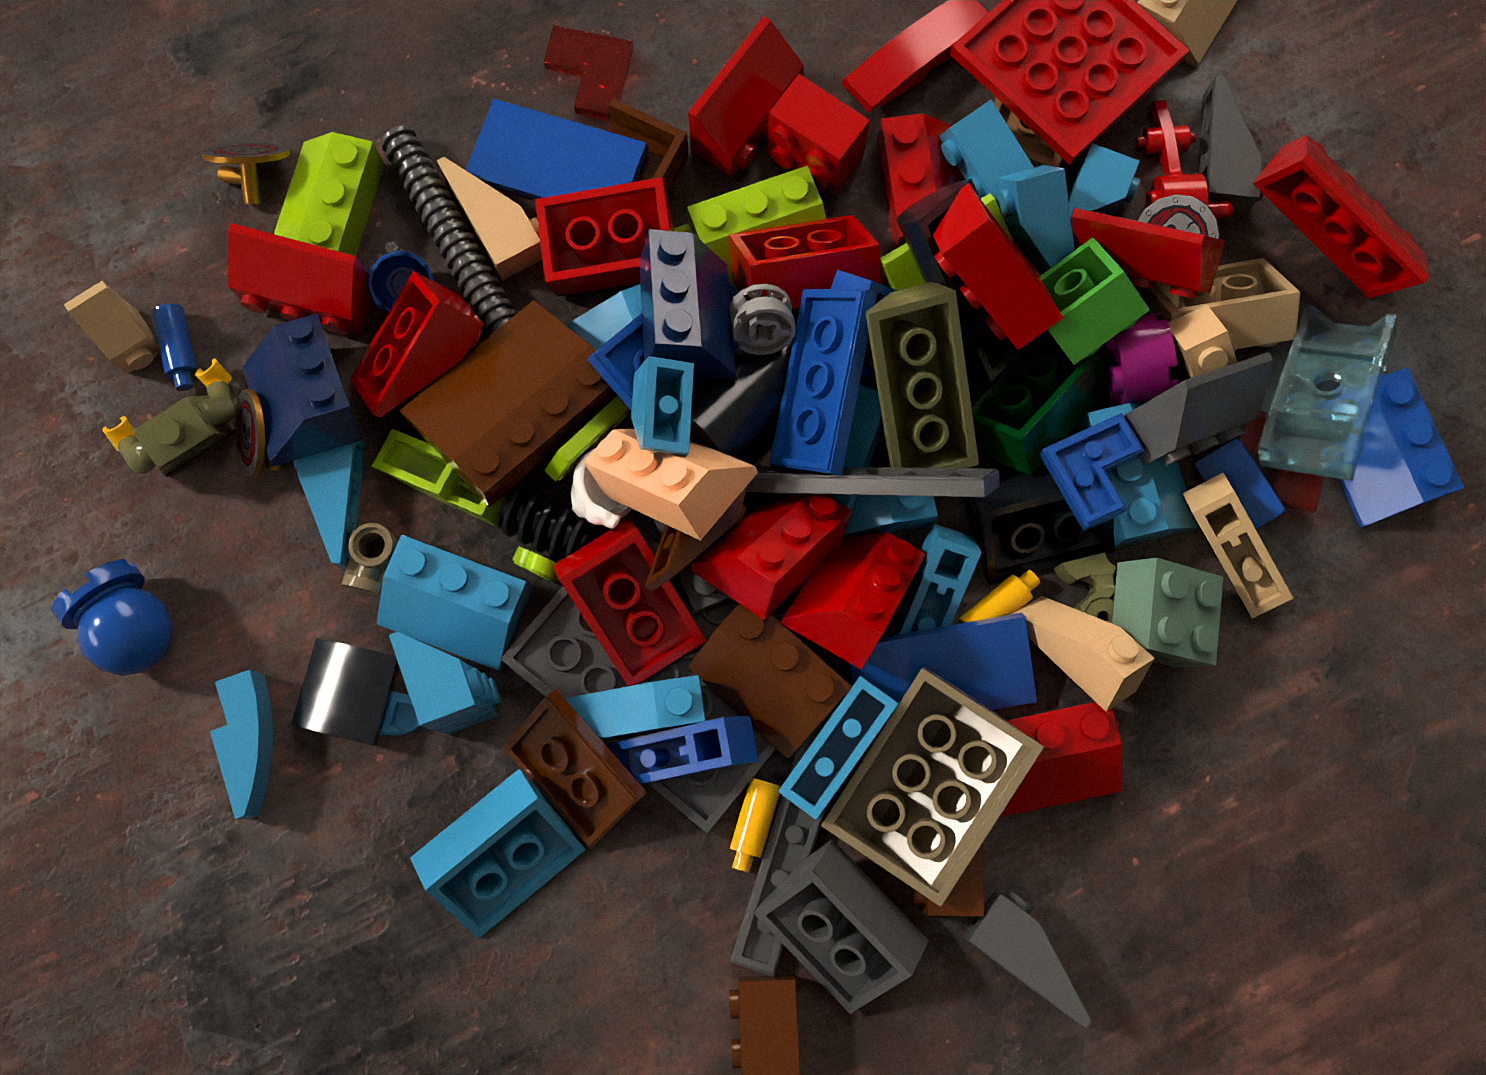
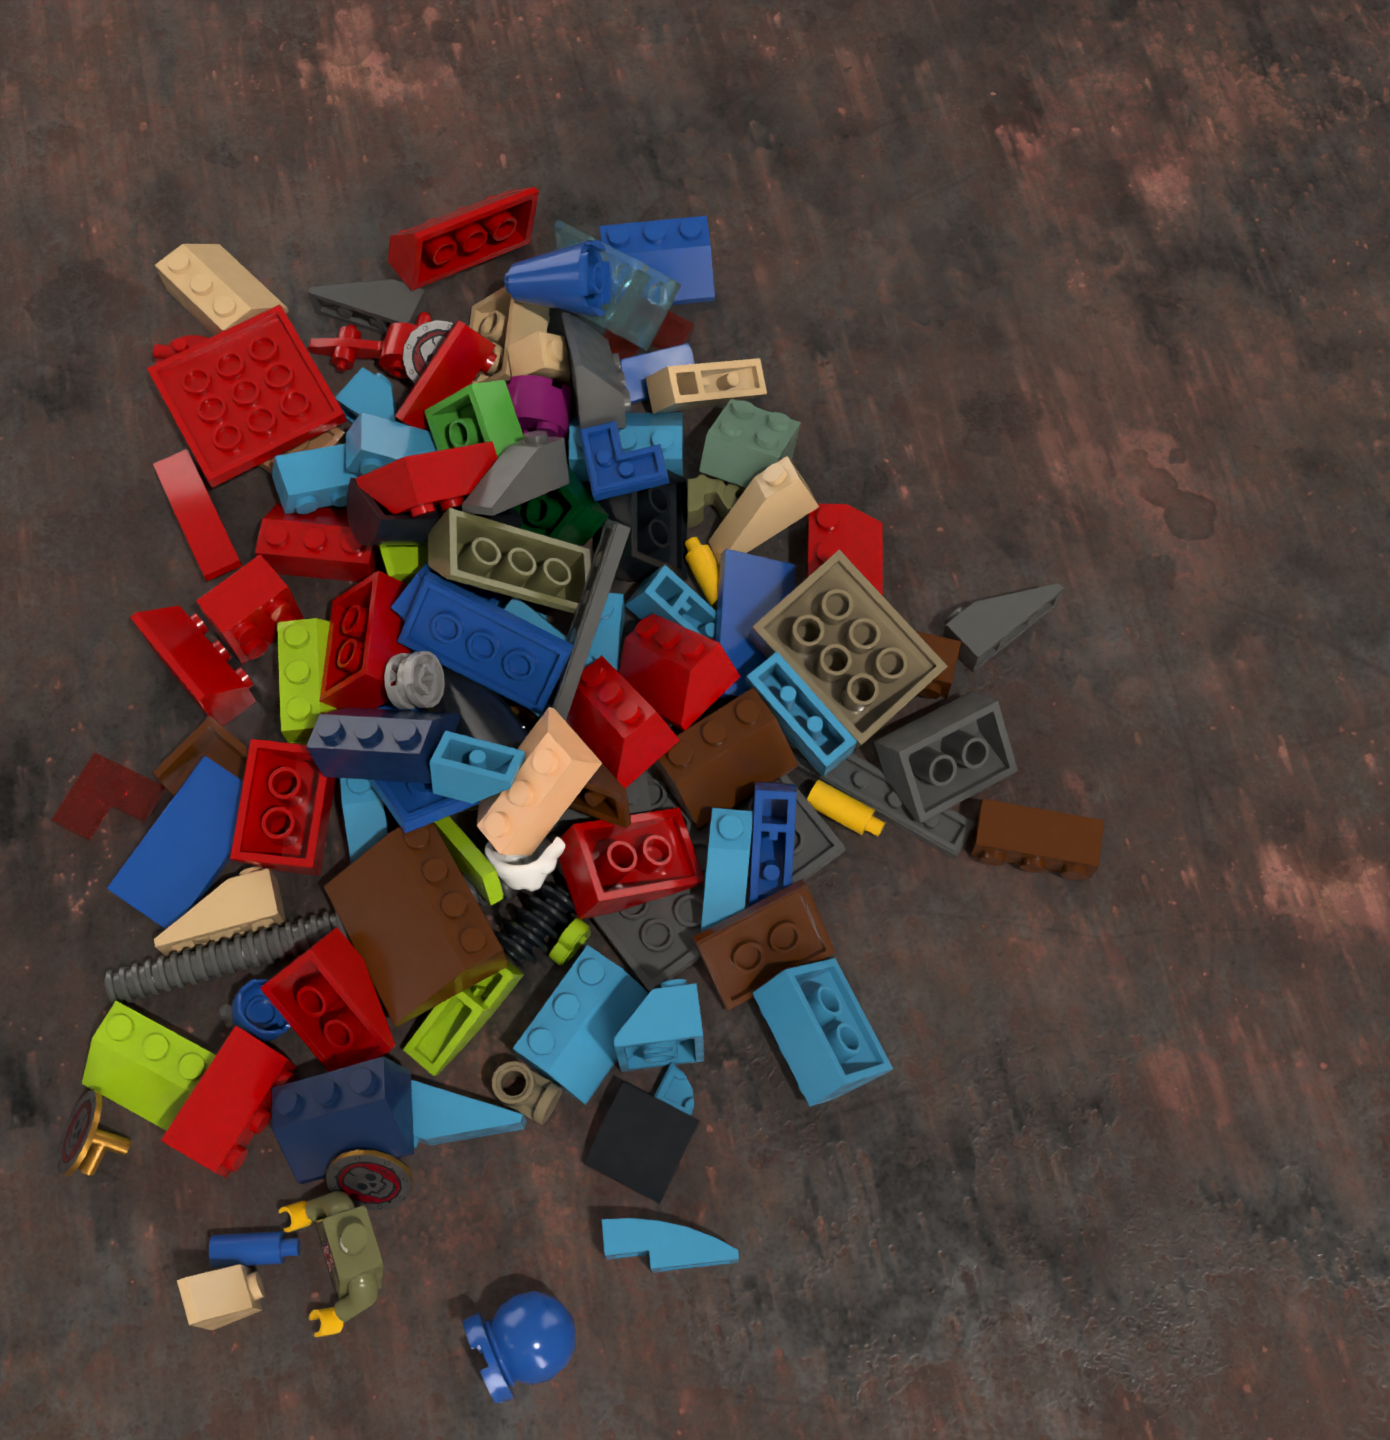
camera: 75 degrees left, 10 degrees down
(1030, 360) = (520, 474): none -> dark grey slope
(1310, 344) = (564, 279): none -> blue cone

